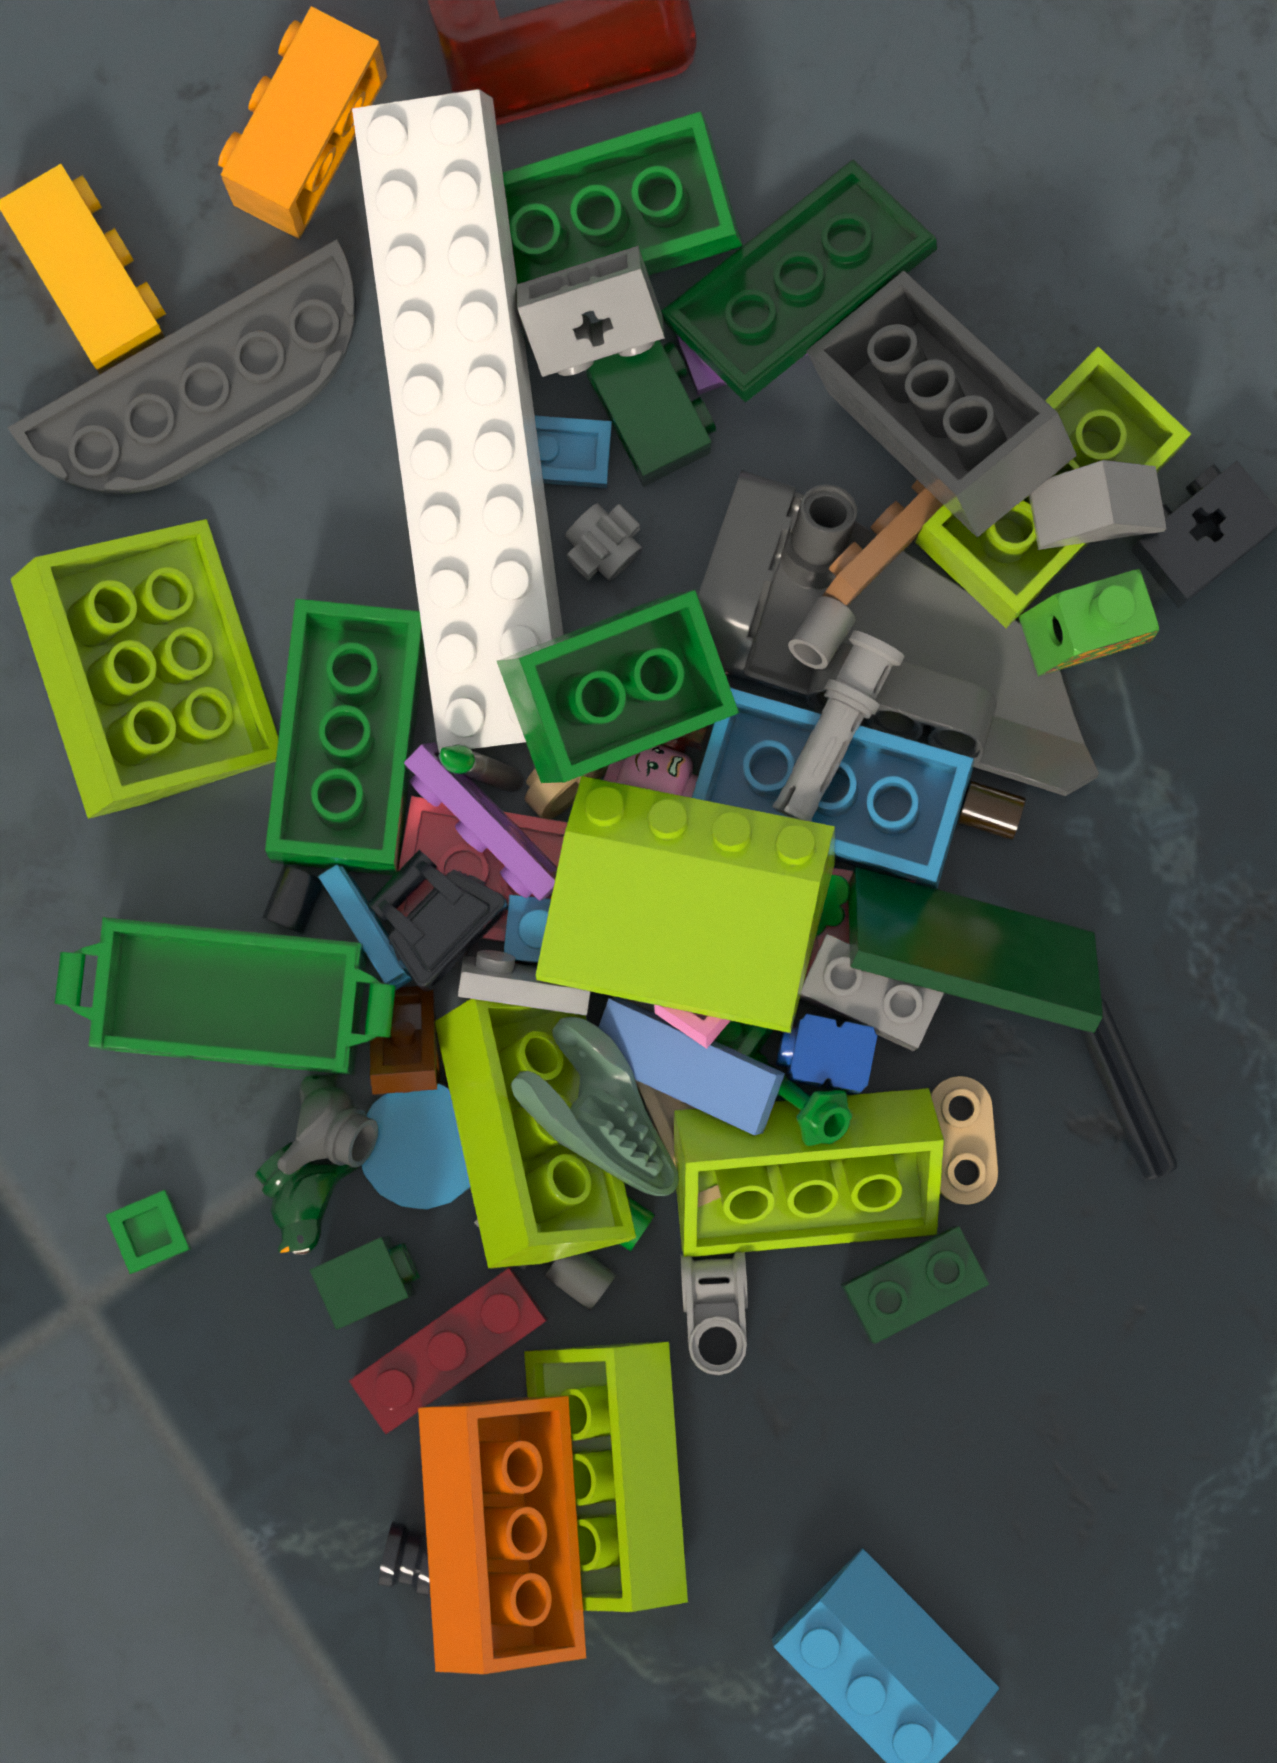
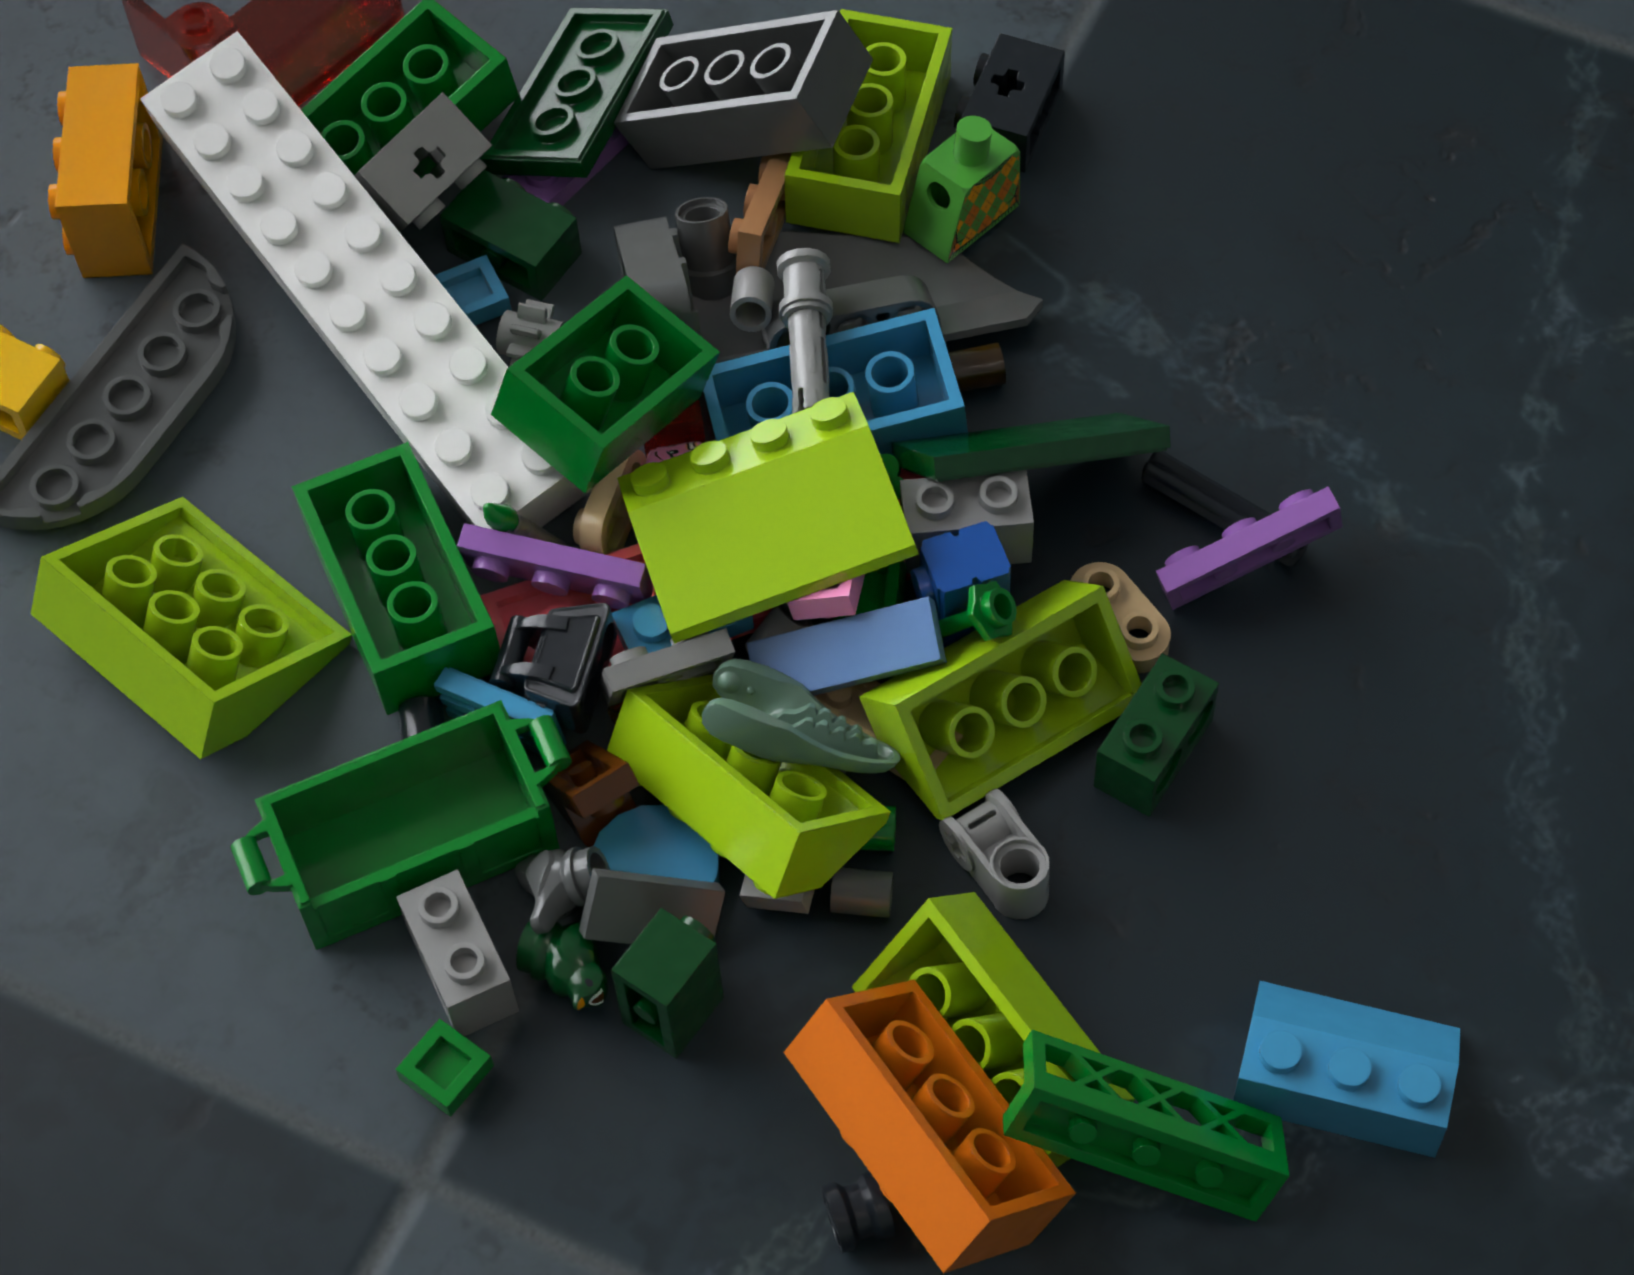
camera: 30 degrees left, 25 degrees down
(209, 1139) = (458, 953): none -> light grey brick
(388, 1202) = (625, 902): none -> dark grey tile
(448, 1350) = (788, 986): dark red brick -> none
(657, 1654) = (1147, 1138): none -> green fence
(1097, 504) = (909, 92): light grey slope -> none
(1109, 1157) = (1249, 546): none -> medium lavender plate

